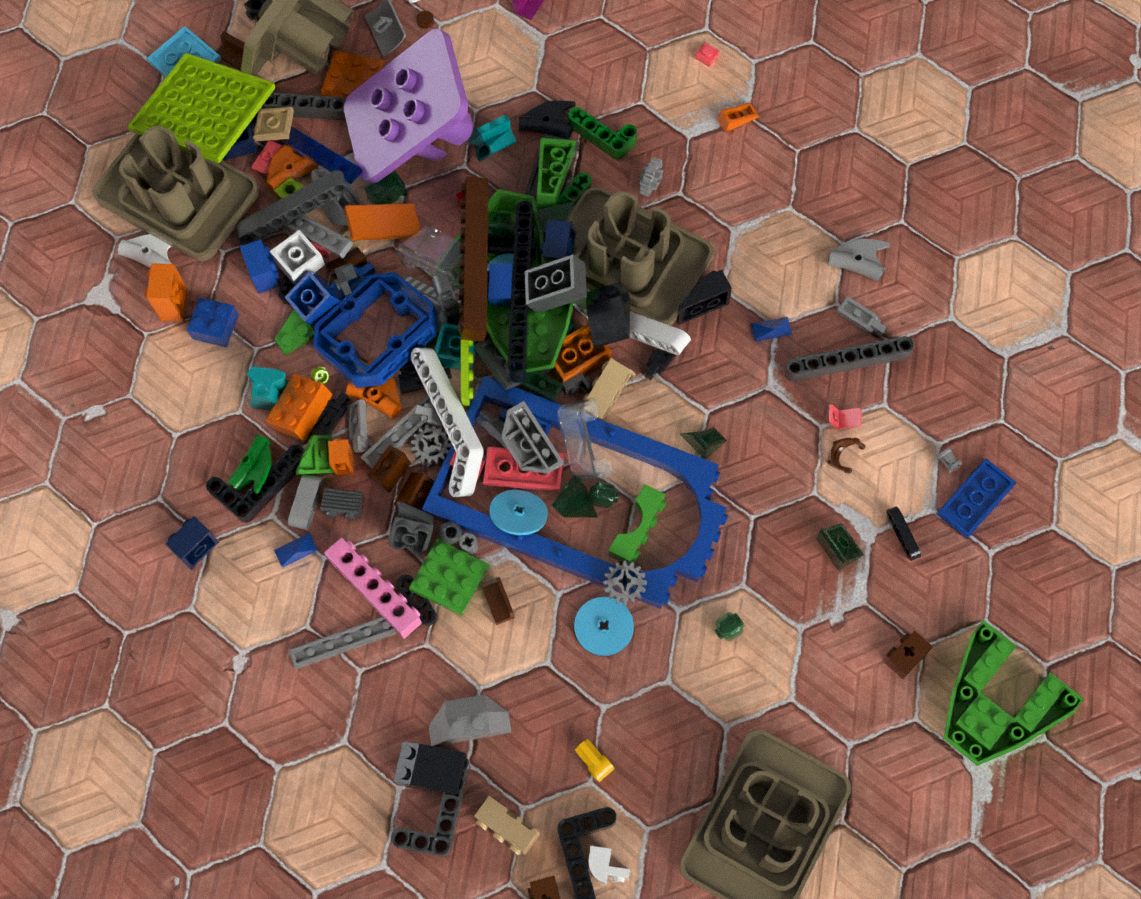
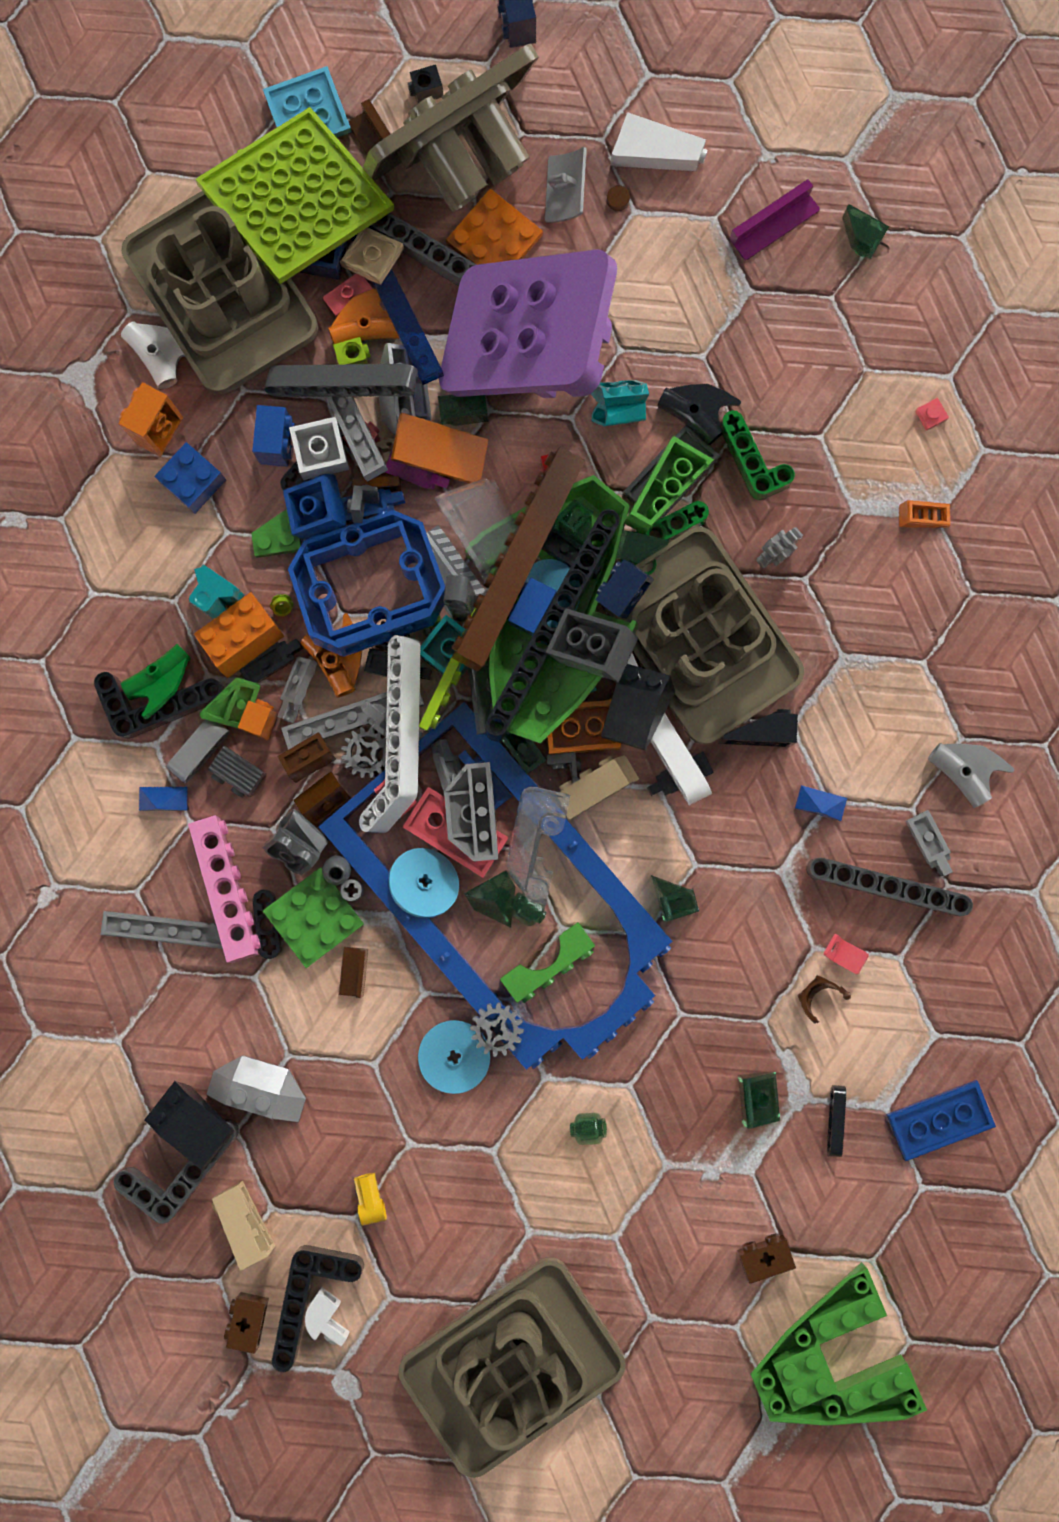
camera: 25 degrees right, 15 degrees up
(191, 542) = (49, 738): dark blue brick -> none
(373, 247) = (415, 475): none -> magenta hinge
(949, 460) = (935, 1063): light grey bush -> none

